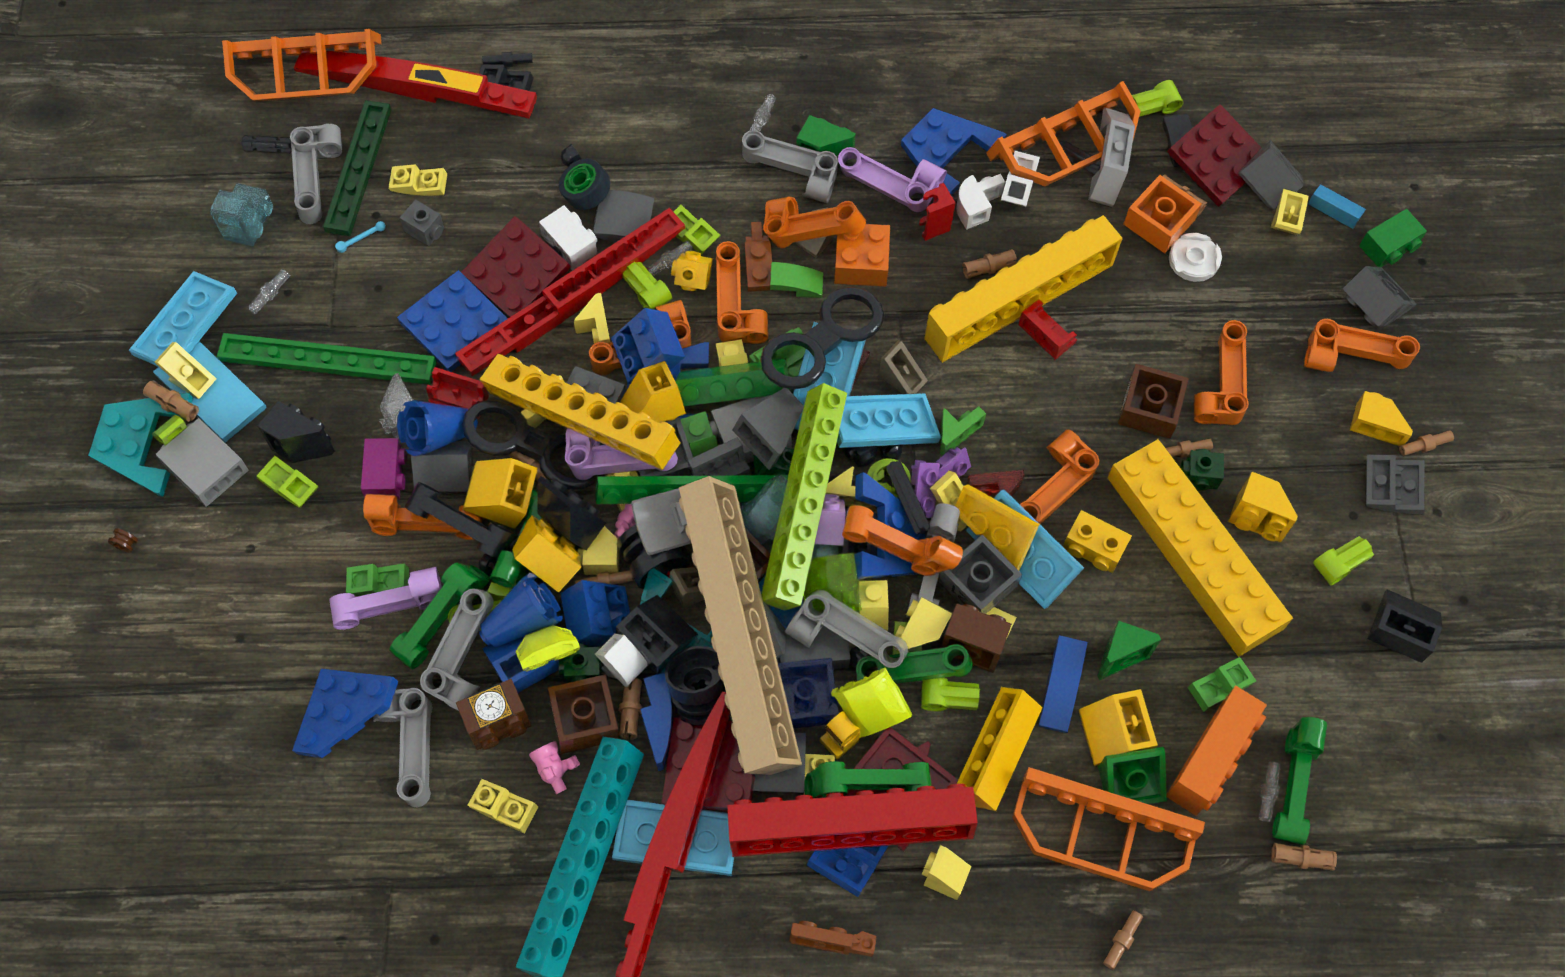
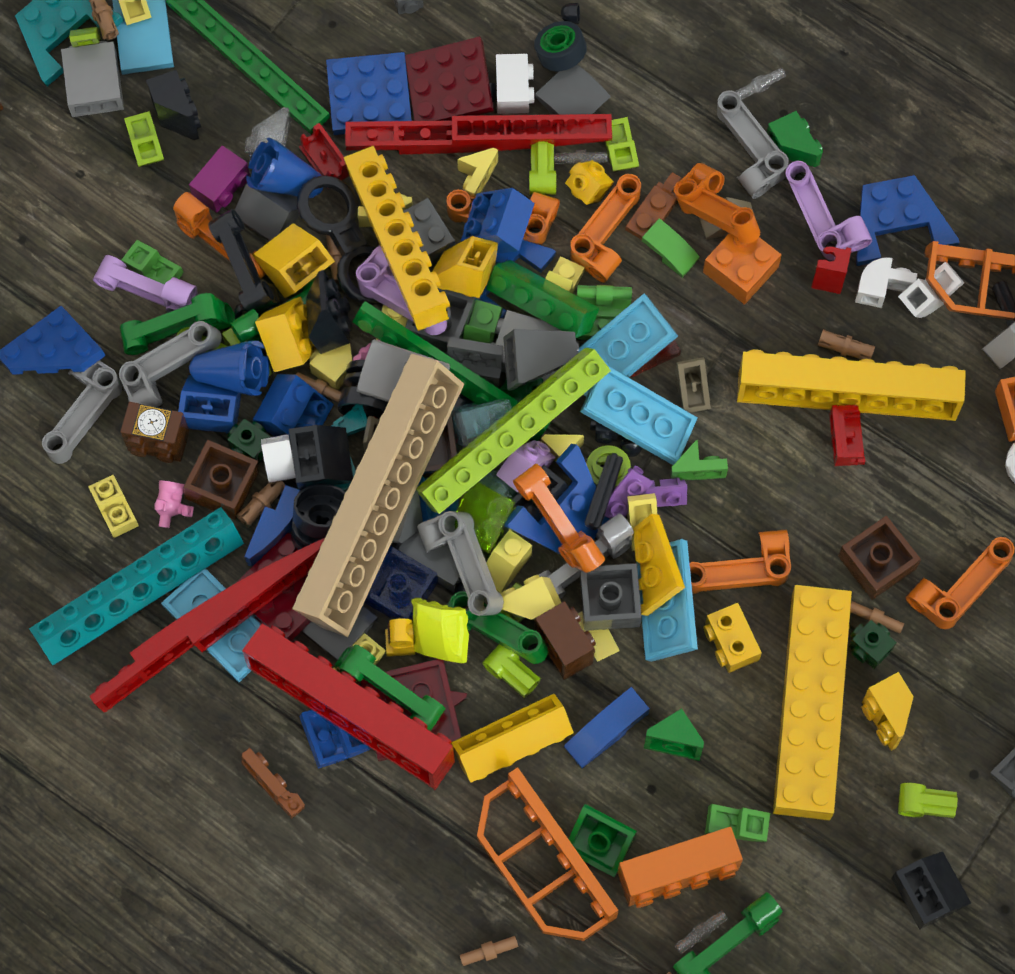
camera: 40 degrees right, 5 degrees up
(546, 645) = (225, 405): neon yellow slope -> none
(822, 338) = (636, 311): black bar -> none
(946, 872) = (393, 798): light yellow slope -> none
(995, 482) = (697, 537): clear red slope -> none
(1117, 725) = (621, 790): yellow slope -> none

